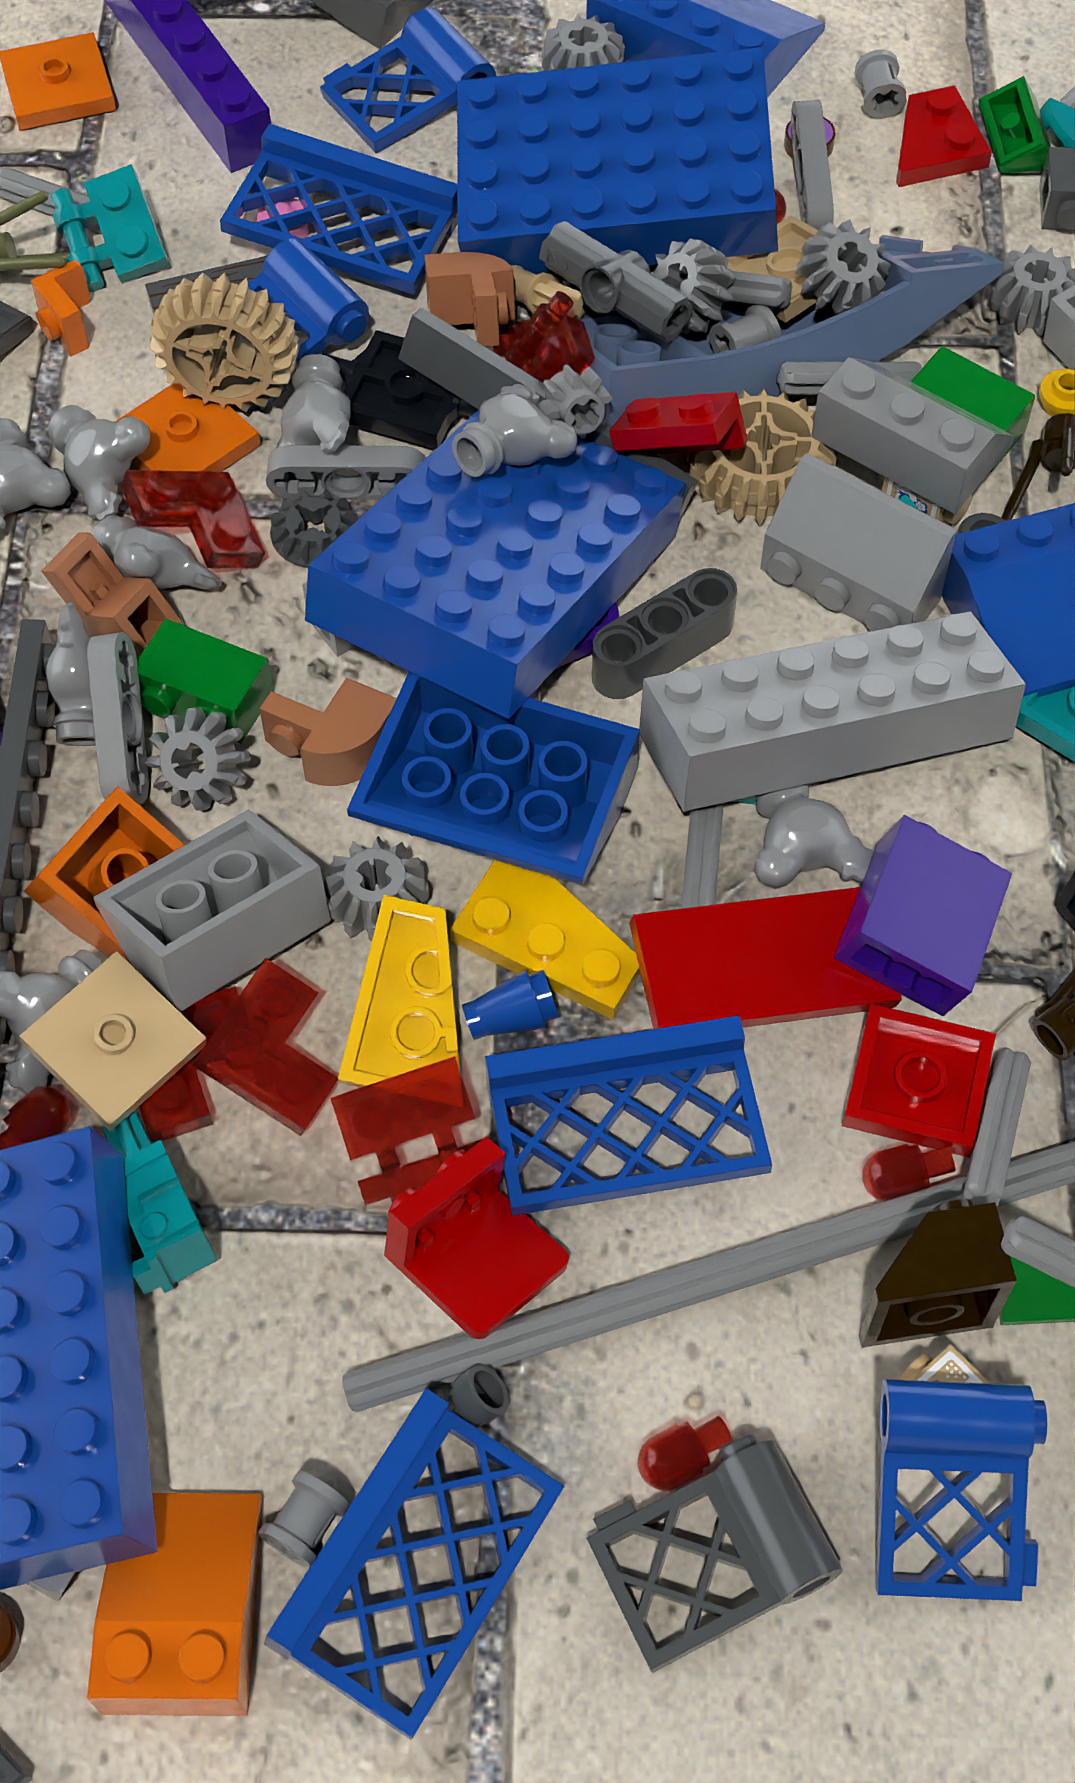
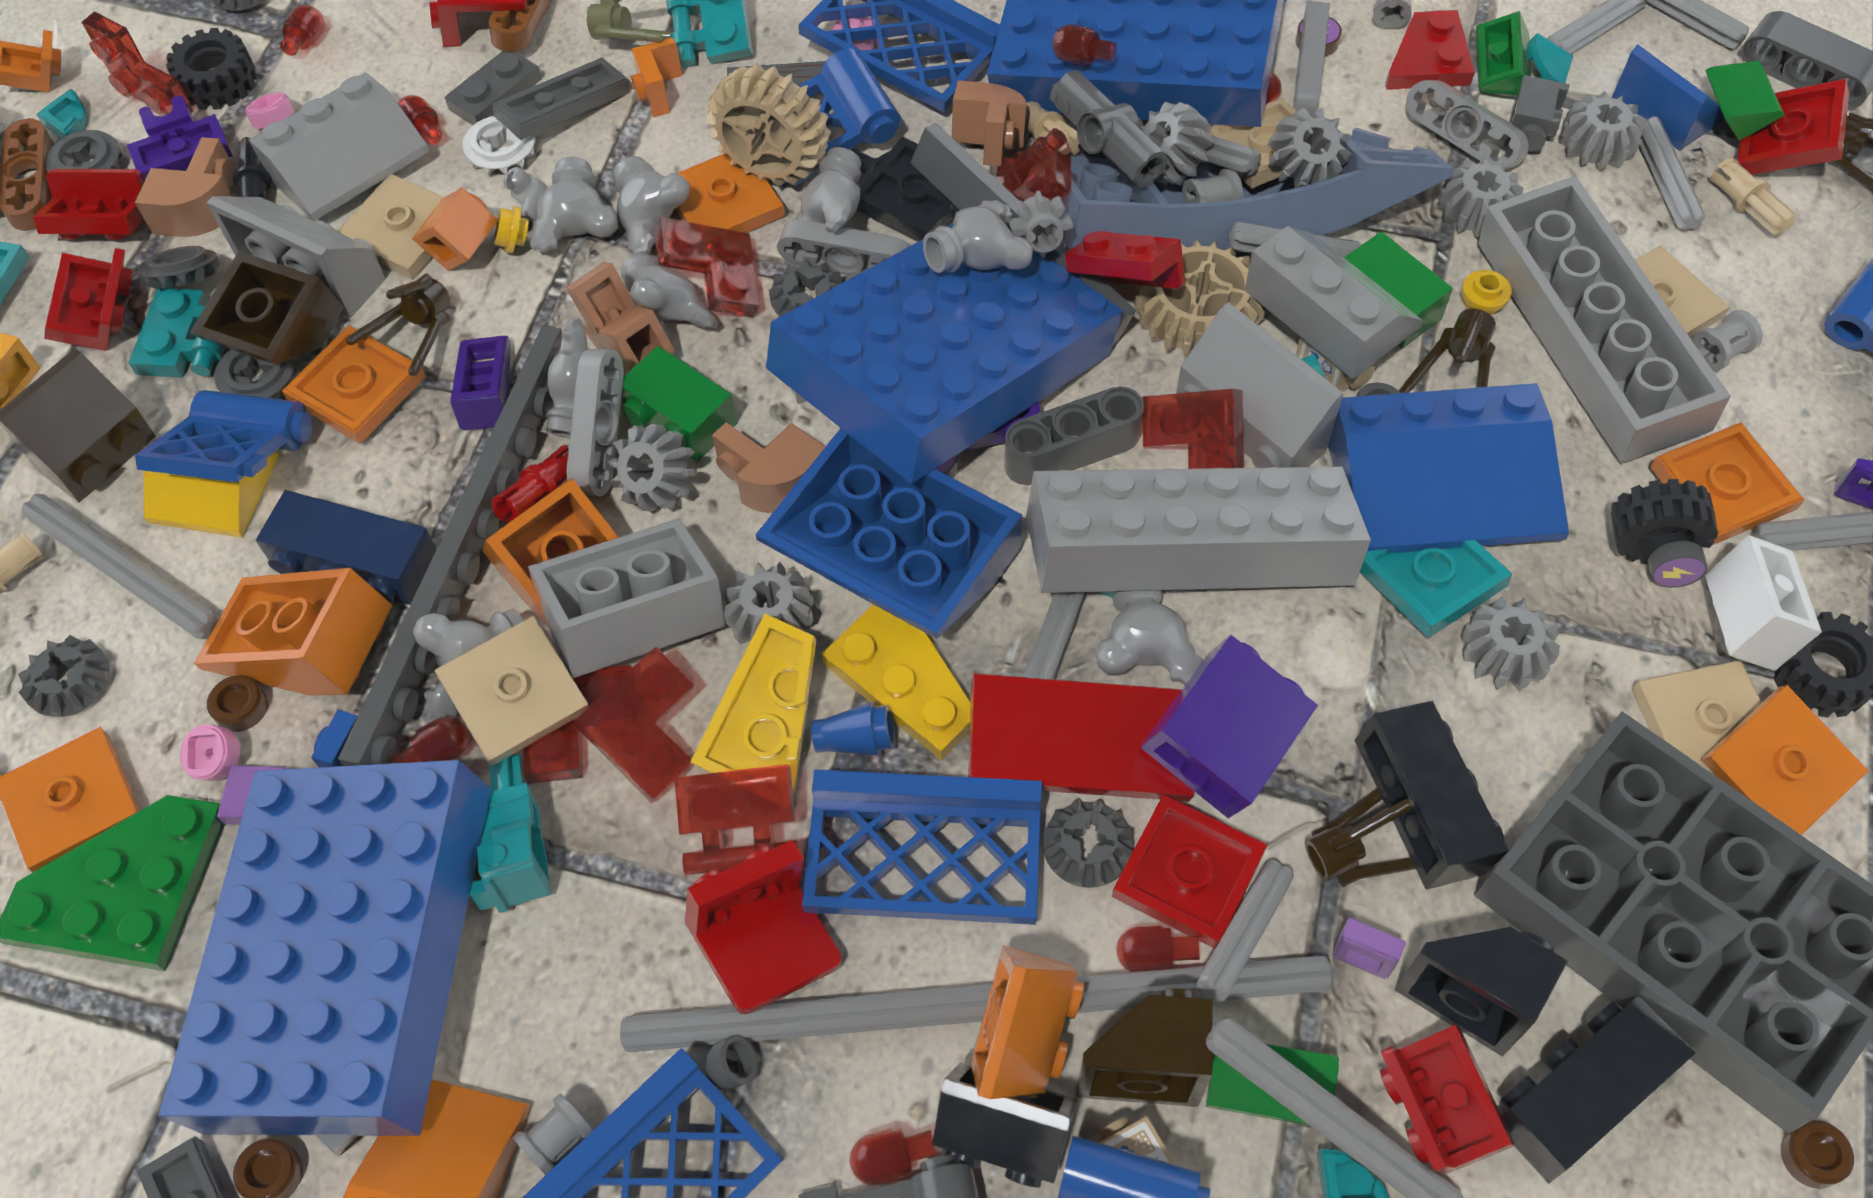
camera: 15 degrees right, 0 degrees up
(65, 807) = (532, 486): none -> red pin
(563, 192) = (1081, 45): none -> clear red cylinder
(779, 1089) = (1104, 862): none -> dark grey gear
(793, 1275) = (1023, 1024): none -> orange slope
(803, 1390) = (1011, 1132): none -> black slope
(804, 589) = (1201, 420): none -> clear red plate
(969, 185) = (1445, 96): none -> light grey beam

